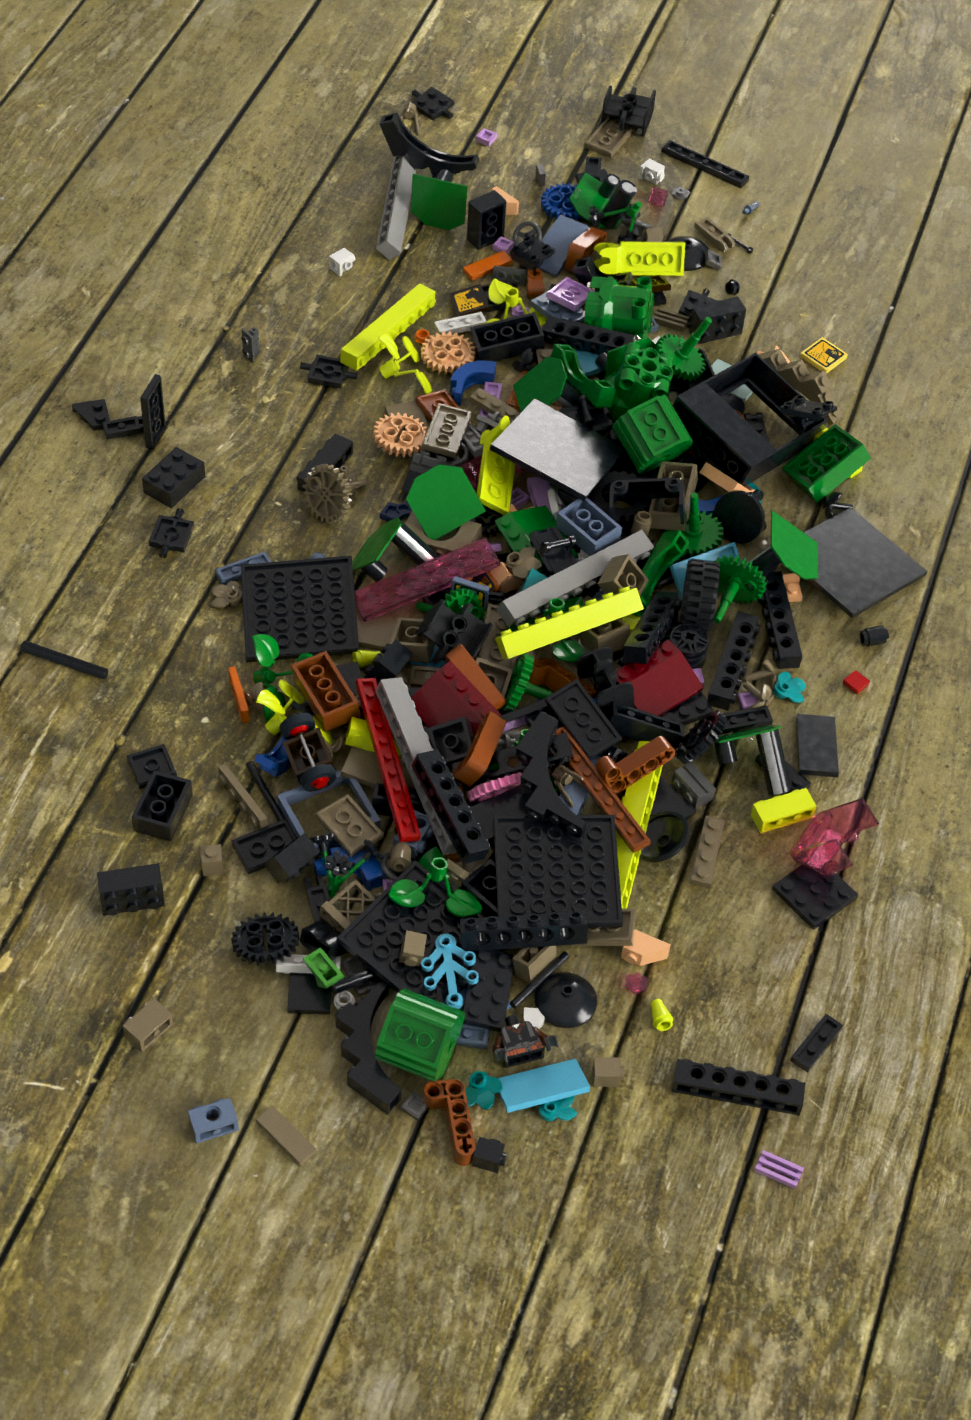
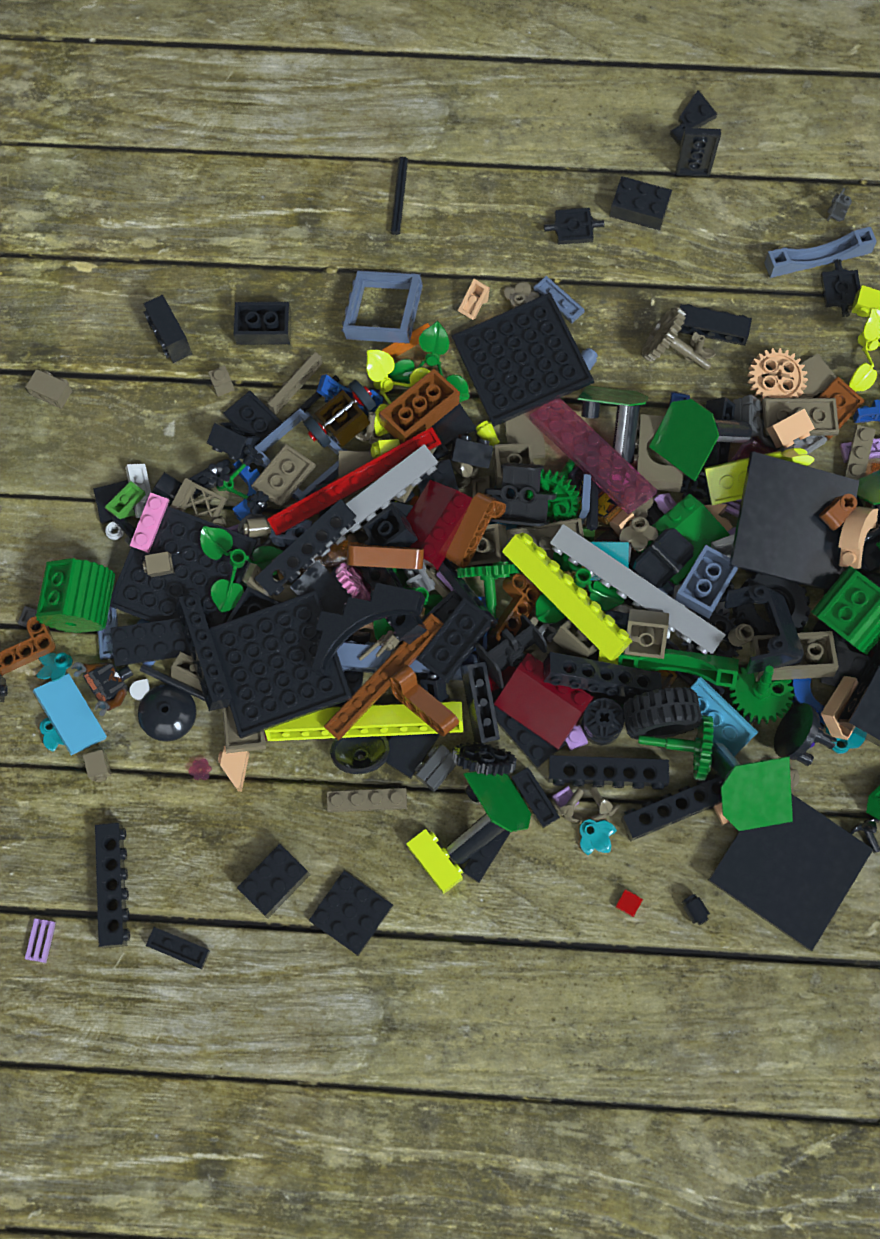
camera: 80 degrees right, 20 degrees up
(150, 760) = (309, 303): black tile -> none
(202, 671) = (382, 280): none -> sand blue window
(216, 624) = (474, 298): none -> light nougat slope
(254, 691) = (407, 354): dark tan plant -> none
(281, 939) = (153, 448): black gear -> none
(289, 372) = (792, 260): none -> sand blue arch
(363, 945) = (149, 522): none -> bright pink plate
(366, 1074) = (92, 547): black arch -> none
(449, 967) = (154, 602): medium azure plant -> none
(461, 434) = (791, 428): none -> light nougat brick
(485, 423) = (835, 457): light grey hips -> none
(560, 415) = (838, 510): none -> dark orange piece
(586, 413) = (854, 534): none -> light nougat arch
(661, 1017) = (168, 799): neon yellow cone -> none
(770, 942) = (273, 881): none -> black brick
(817, 745) = (528, 878): black tile -> none
(827, 831) = (405, 906): clear pink windscreen -> none

